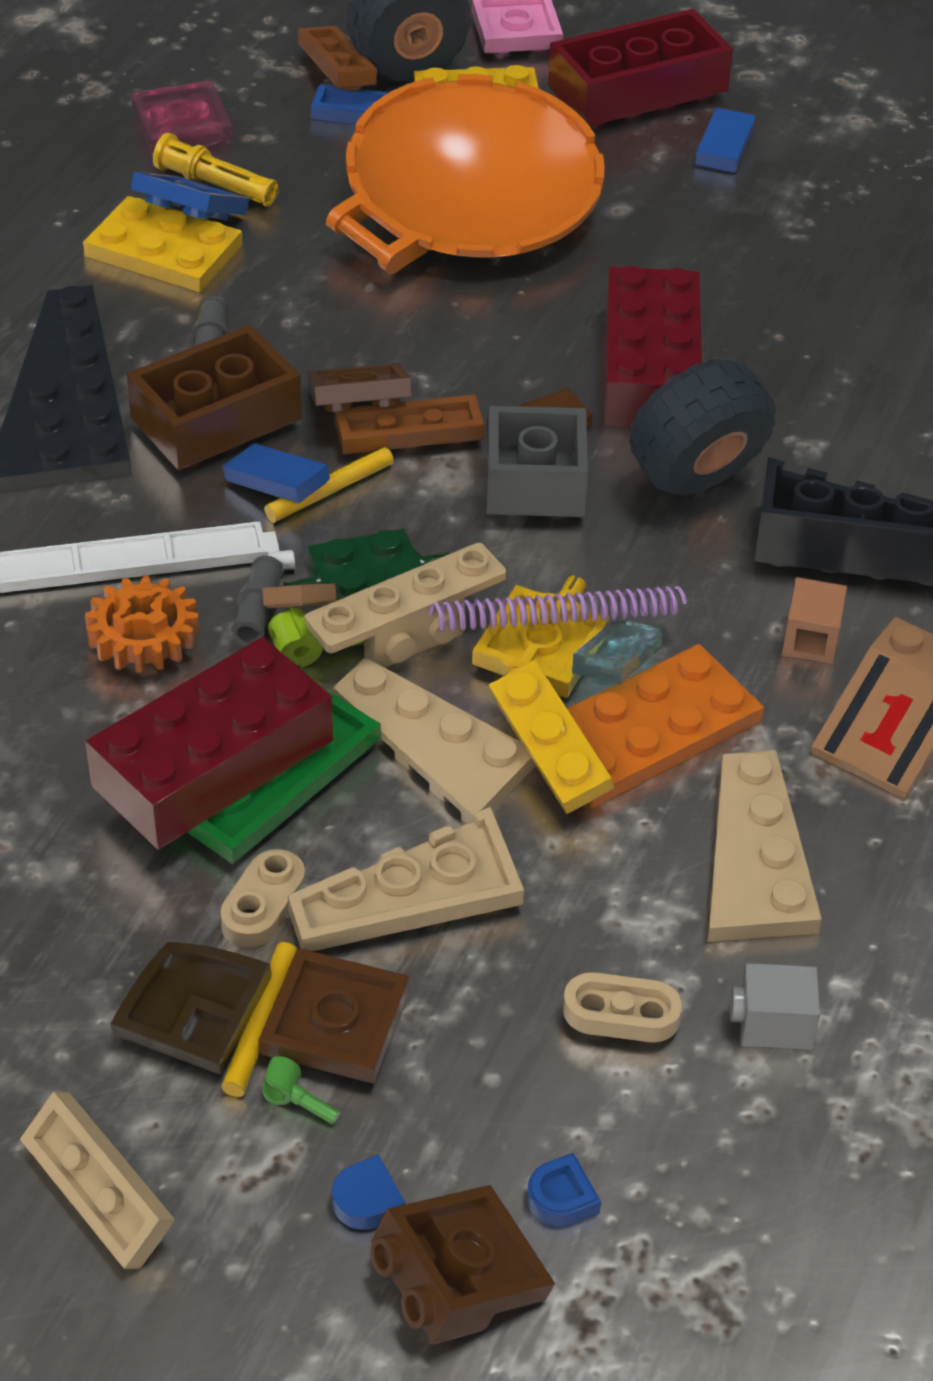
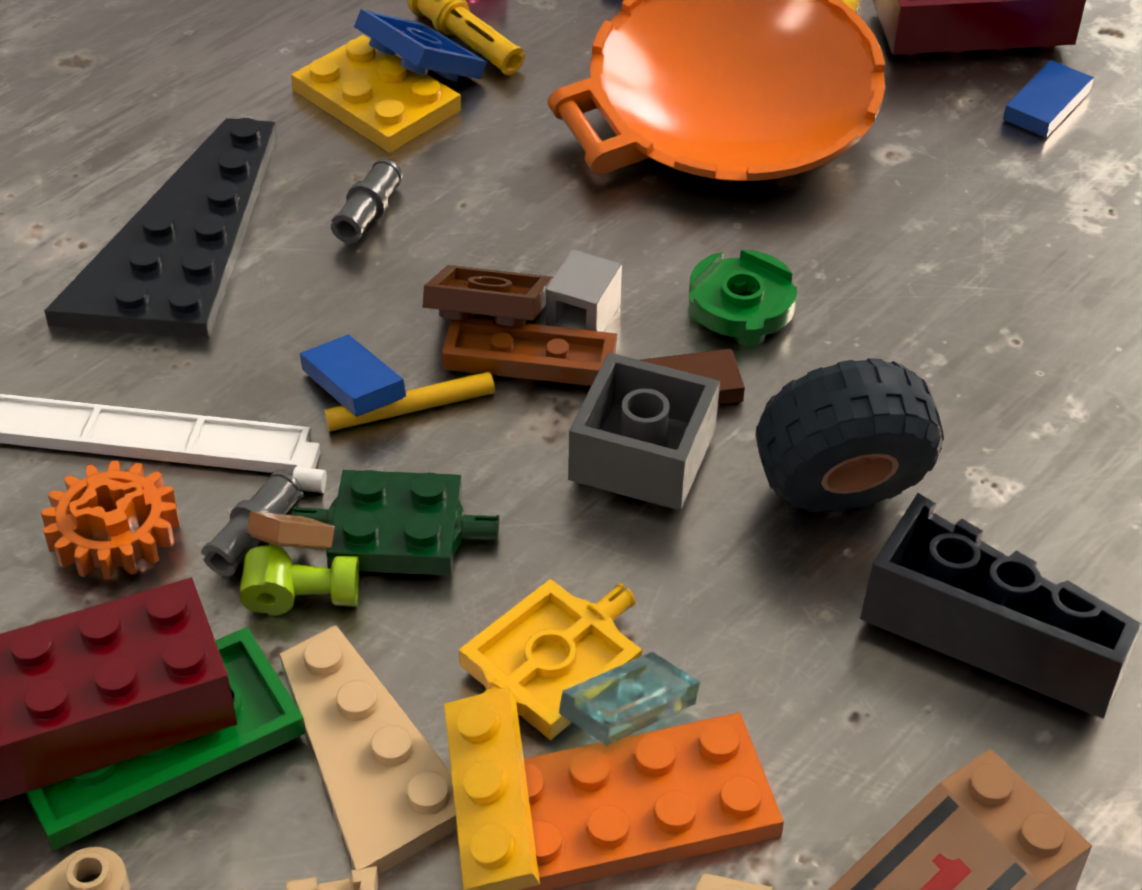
camera: 20 degrees right, 0 degrees up
(214, 396) = (325, 272): reddish brown brick -> none
(395, 613) = (402, 580): tan bracket -> none
(433, 367) = (584, 292): none -> light grey brick
(538, 356) = (745, 318): none -> green plate
(563, 611) = (576, 621): lavender piece -> none
(648, 335) = (850, 303): dark red brick -> none
(814, 620) = (896, 720): nougat brick -> none

